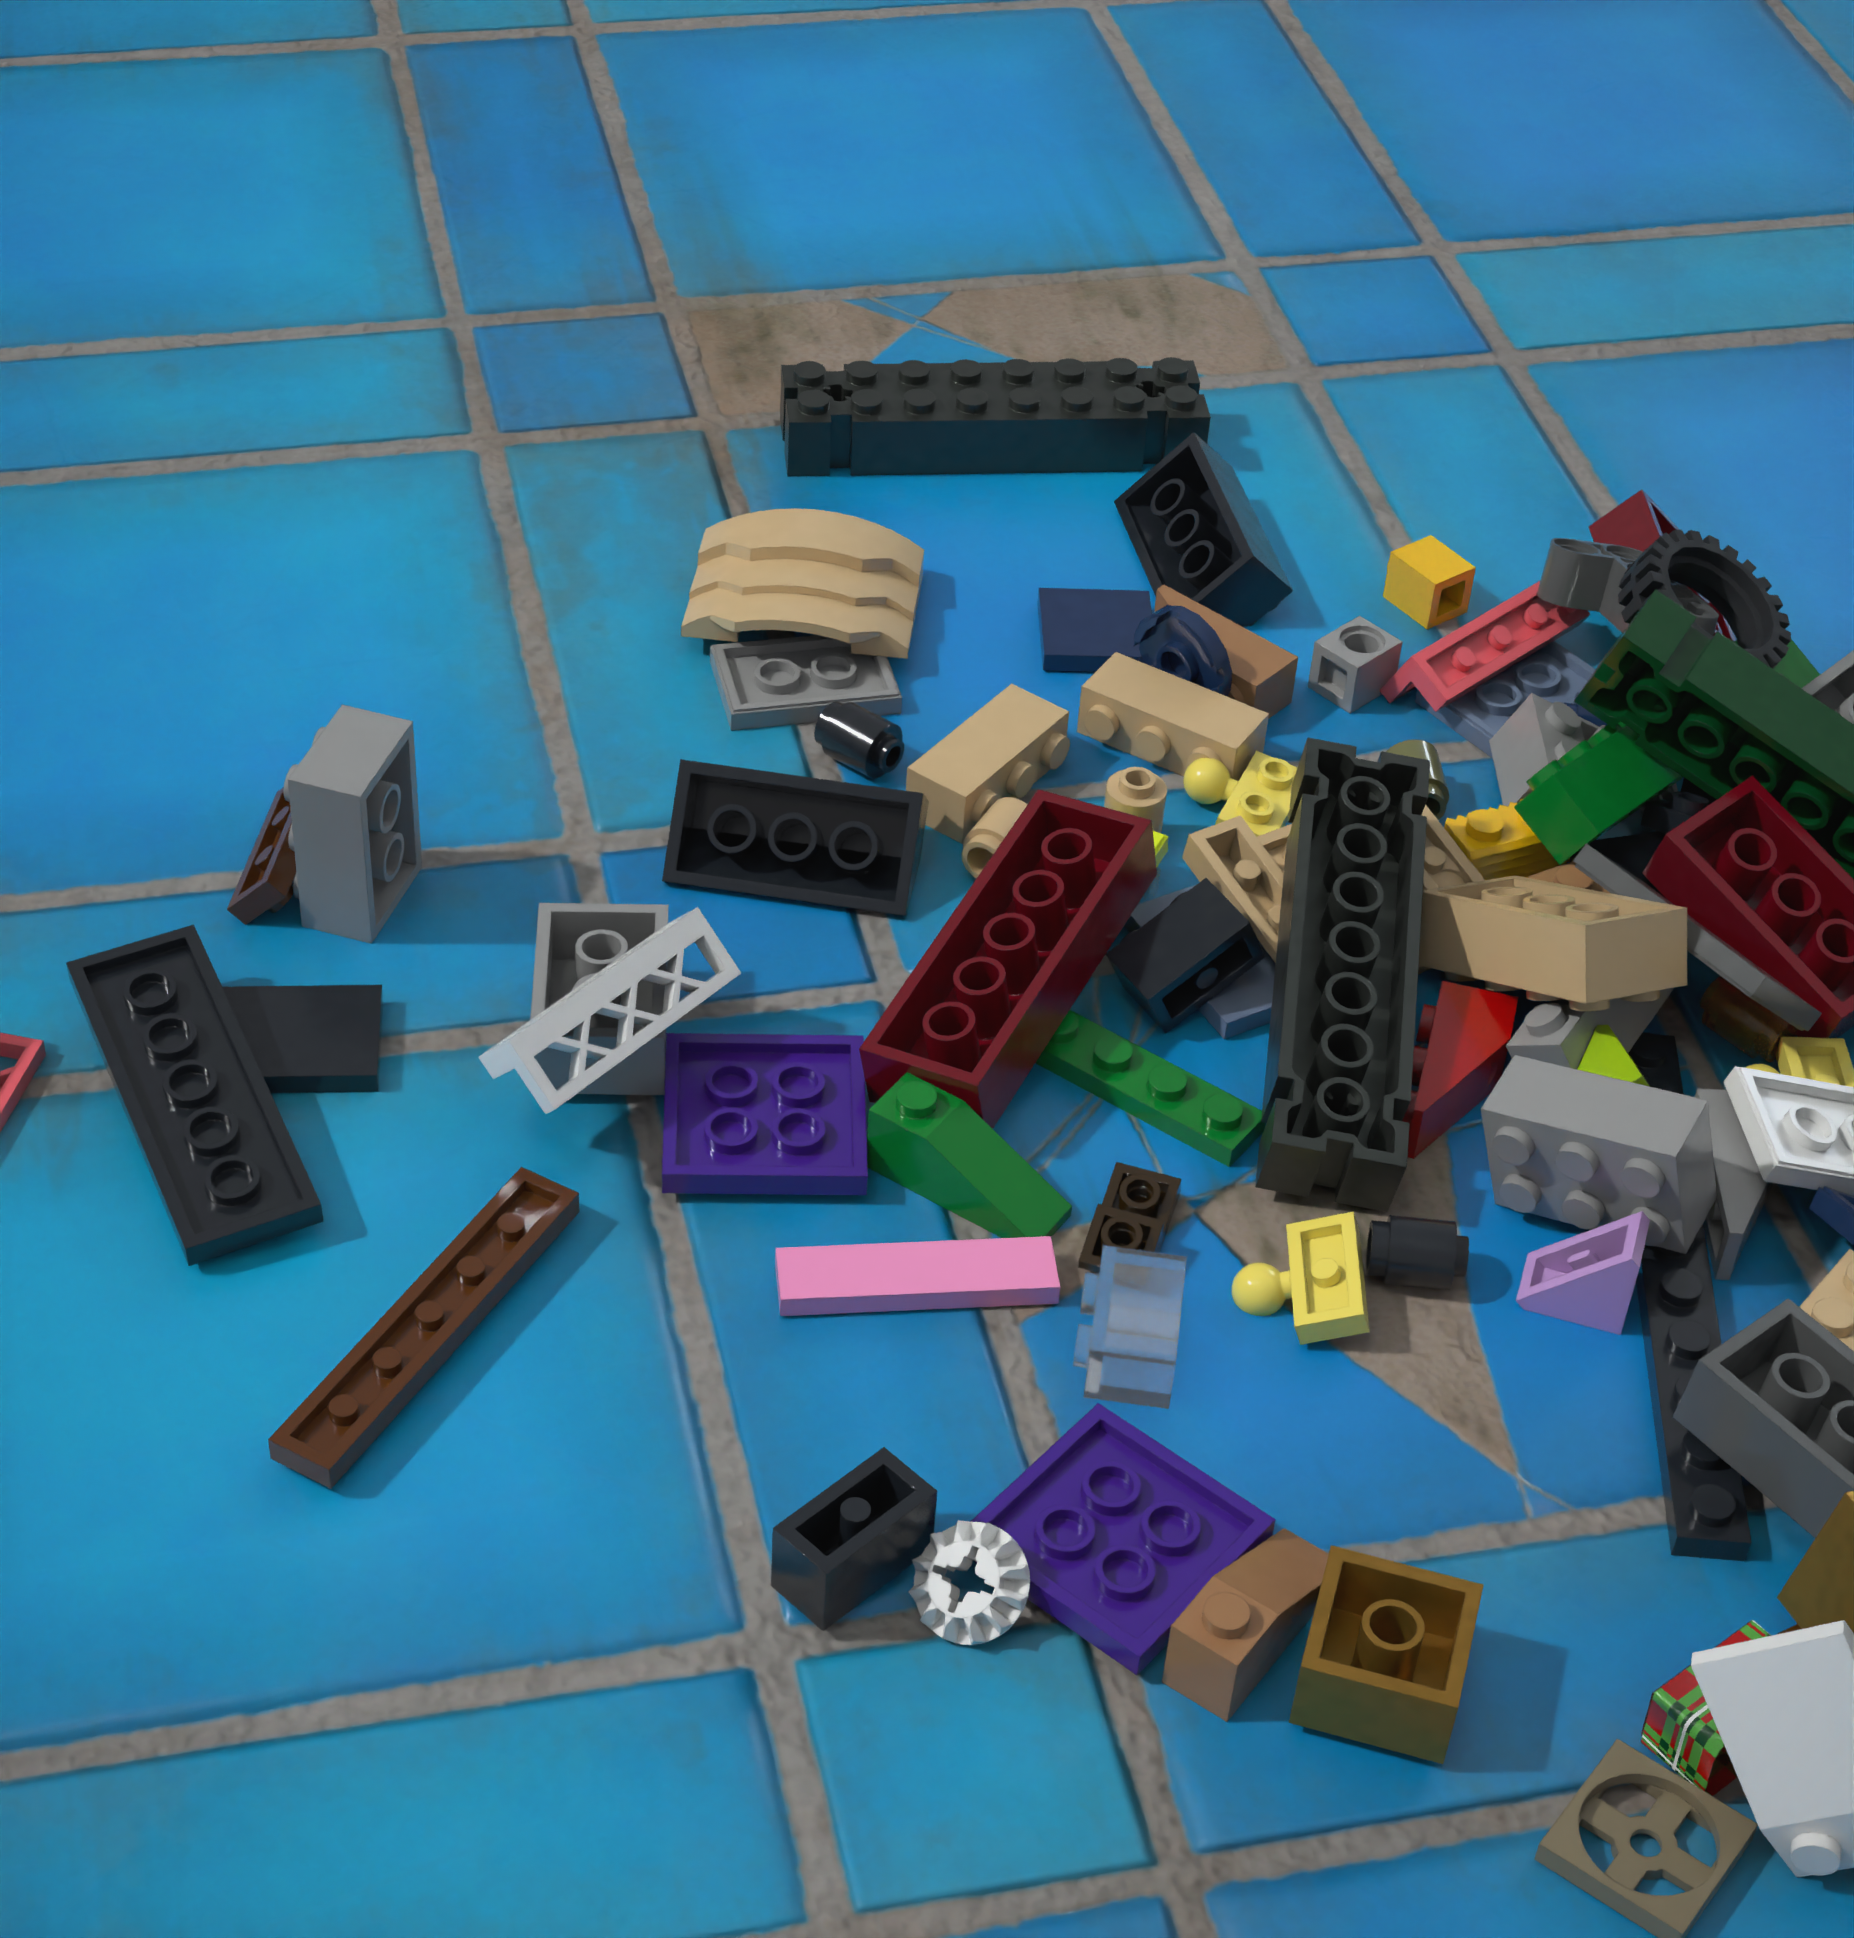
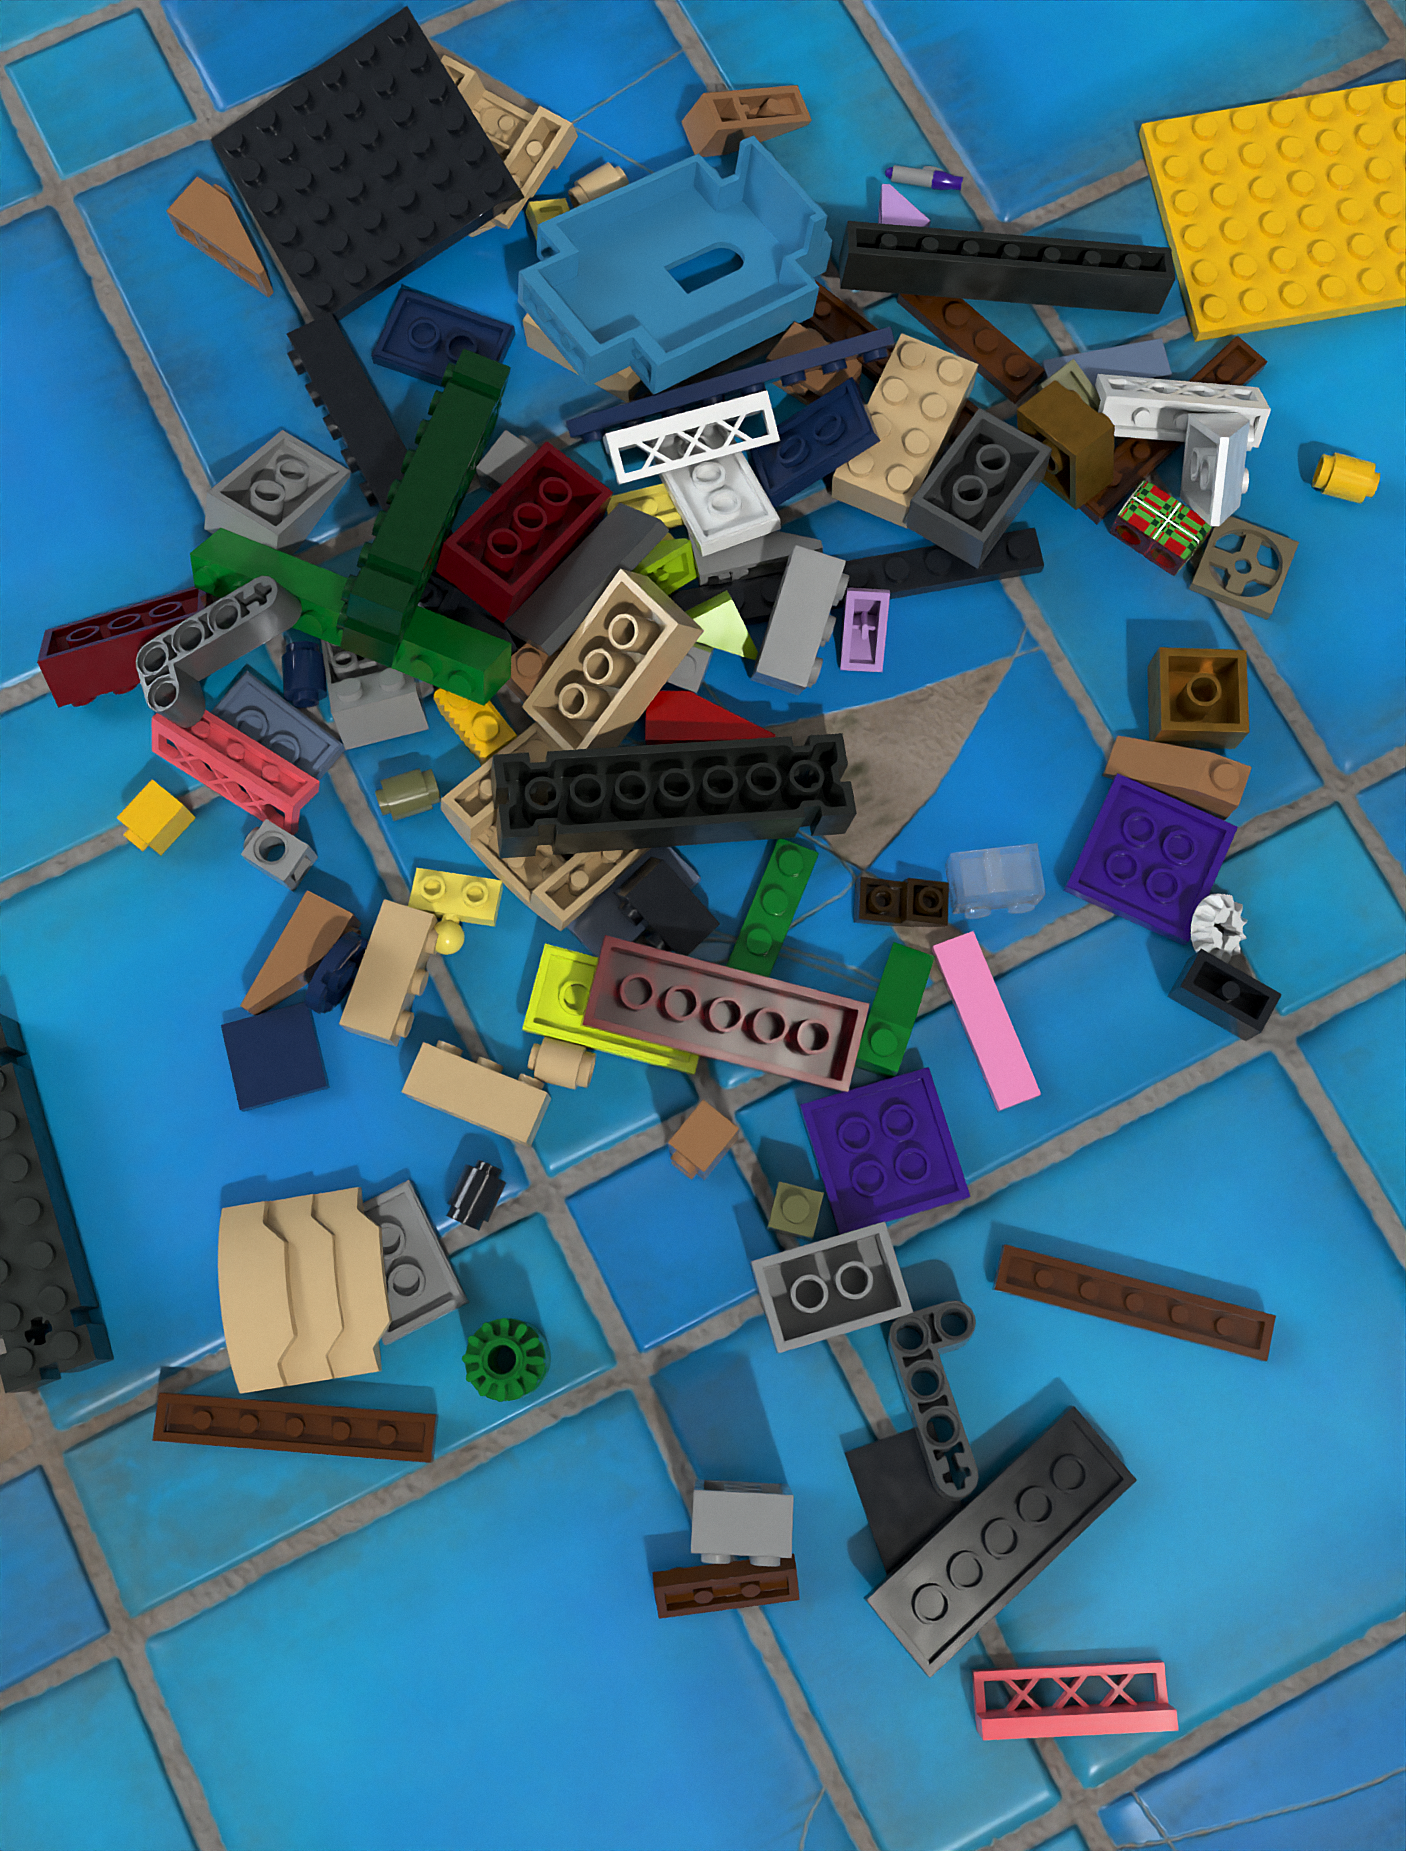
camera: 100 degrees left, 35 degrees up
(399, 1059) = (941, 1403): none -> dark grey beam
(595, 996) = (884, 1265): white fence -> none
(644, 571) = (295, 1427): none -> reddish brown plate
(645, 710) = (531, 1364): none -> green gear
(732, 1008) = (795, 1211): none -> olive brick
(795, 837) = (603, 1209): black slope -> none
(847, 915) = (702, 1141): none -> medium nougat brick
(1137, 793) = (518, 987): tan brick -> none
(1203, 535) = (144, 997): black slope -> none
(1322, 1280) = (914, 780): light yellow plate -> none
(1416, 1252) = (877, 728): black brick -> none
(1702, 1036) = (669, 564): none -> lime slope
(1719, 579) = (256, 621): black tyre -> none

